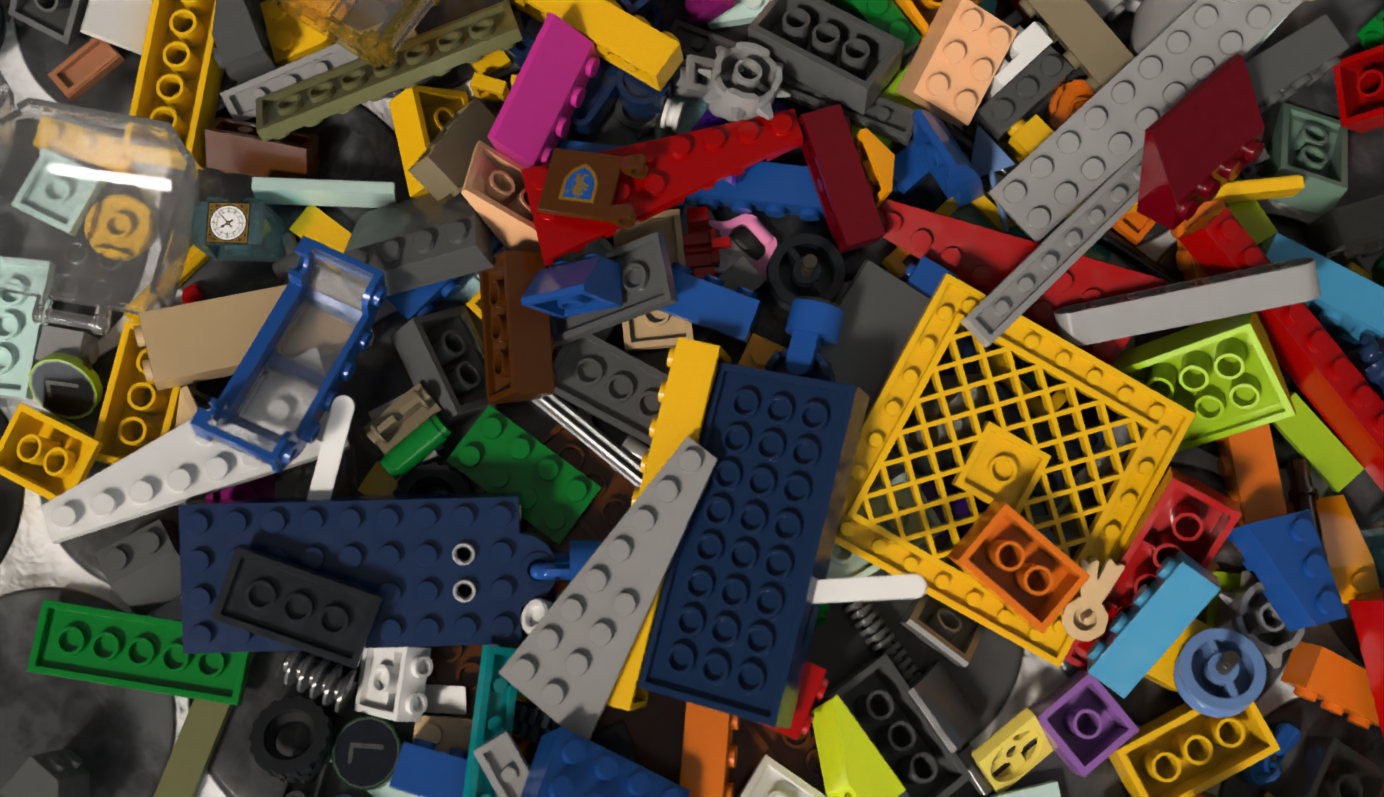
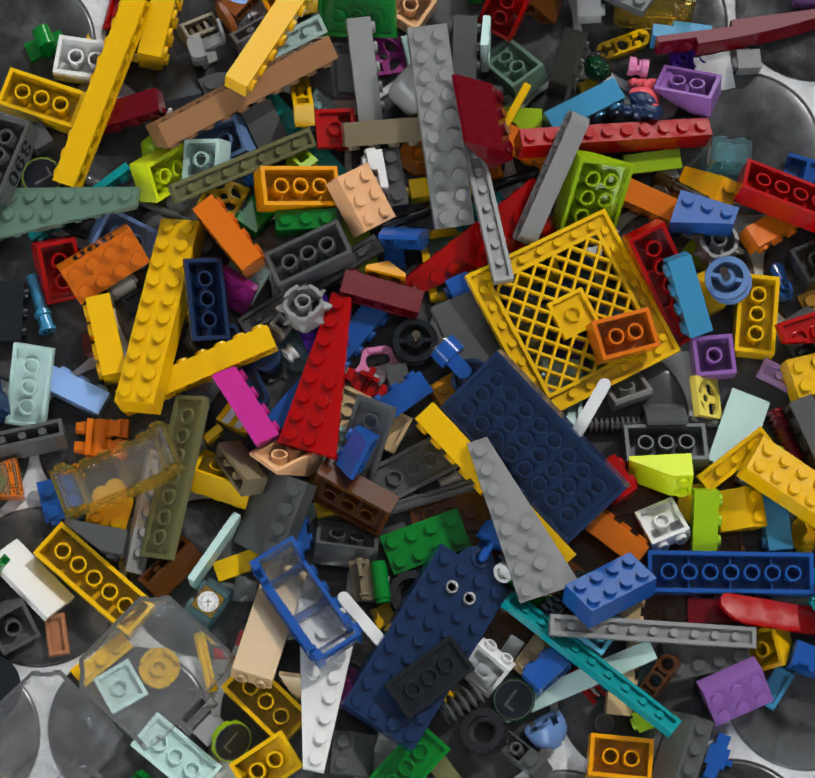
camera: 65 degrees left, 5 degrees down
(586, 186) = (309, 414): reddish brown flag -> none
(986, 160) = (414, 218): medium blue piece -> none
(1085, 615) = (664, 321): tan piece -> none
(1316, 89) = (485, 44): none -> light aqua tile

